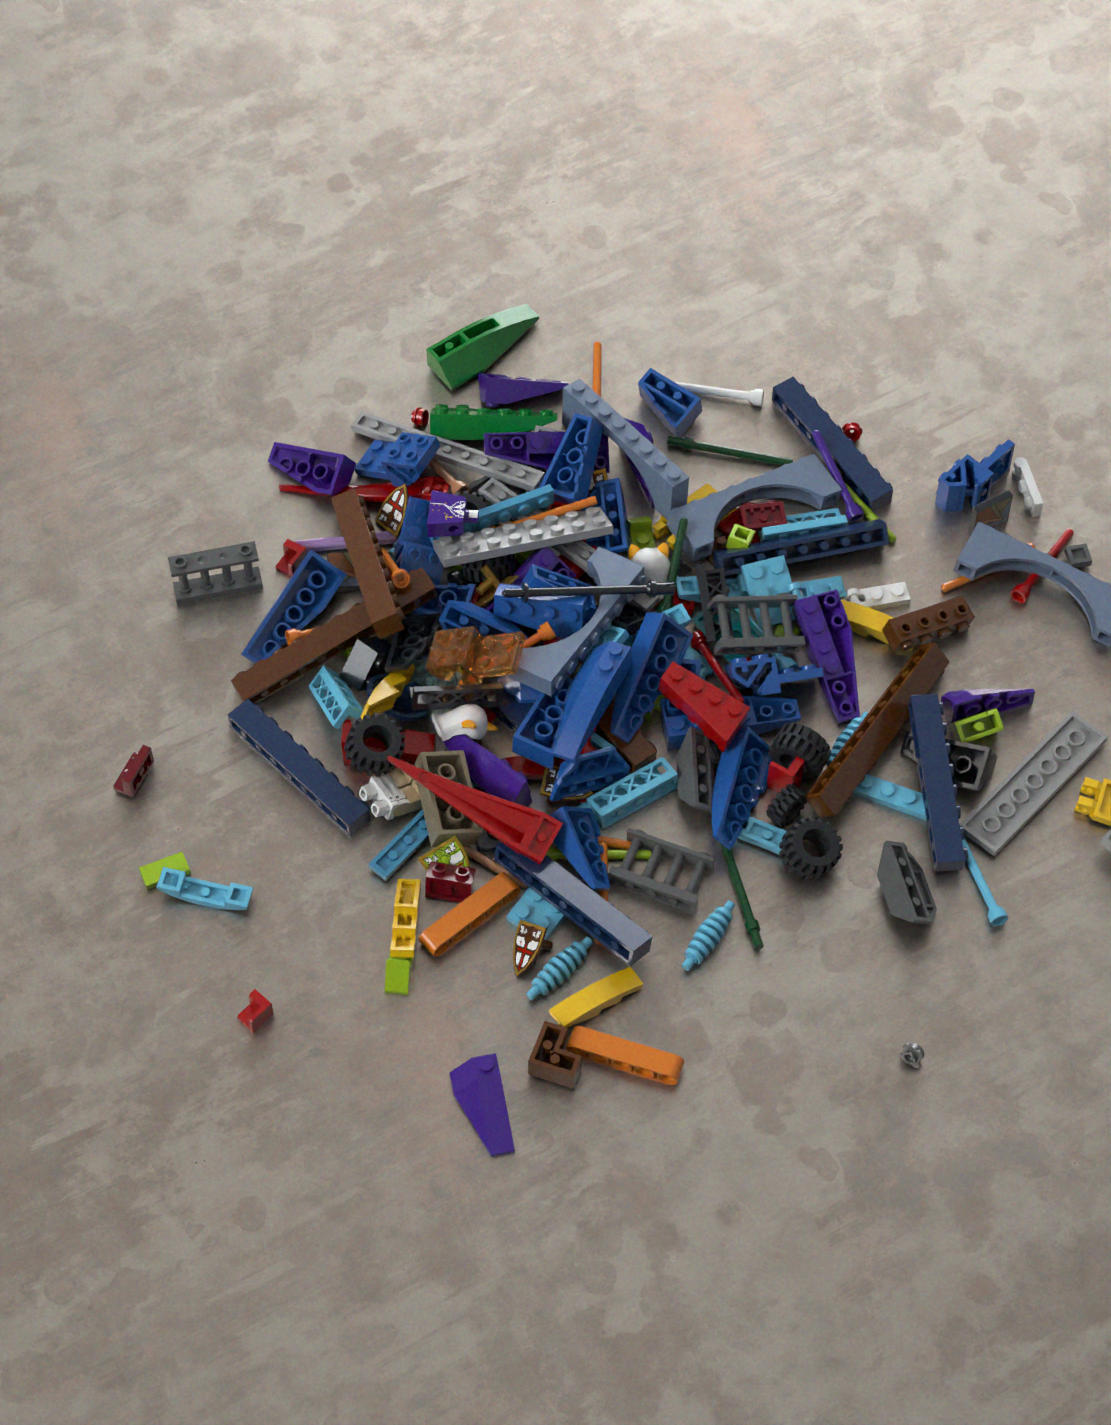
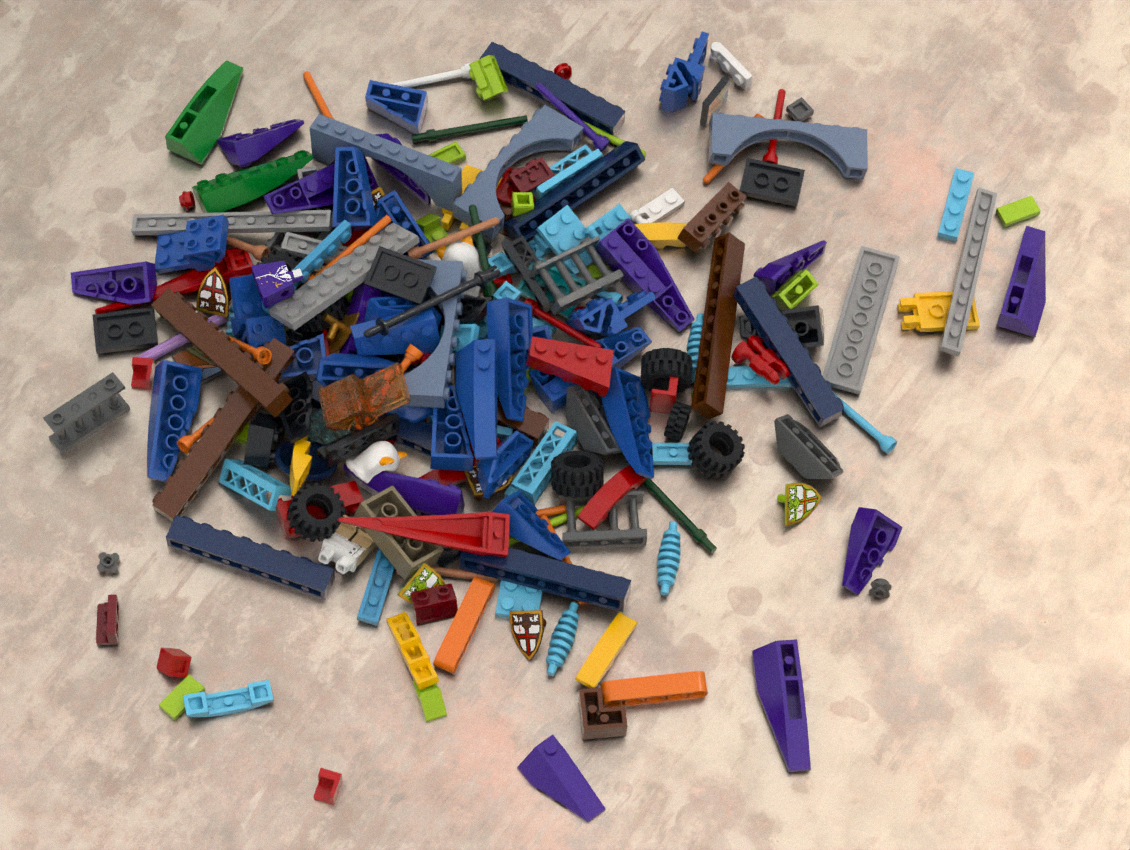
camera: 30 degrees left, 5 degrees up
(164, 724) = (112, 567): none -> dark grey plate
(174, 834) = (173, 662): none -> red panel
(296, 513) = (125, 330): none -> black plate
(574, 555) = (400, 275): none -> black plate
(609, 543) = (417, 252): none -> nougat piece
(655, 814) = (577, 474): none -> black tyre
(676, 848) = (609, 495): none -> red slope
(696, 468) = (451, 153): none -> lime tile
(750, 1122) = (783, 700): none -> dark purple wedge
(771, 409) = (488, 78): none -> lime brick
(871, 934) = (799, 501): none -> shield
(904, 778) = (762, 360): none -> red piece
(923, 1005) = (869, 540): none -> dark purple wedge
(1011, 614) = (772, 182): none -> black plate

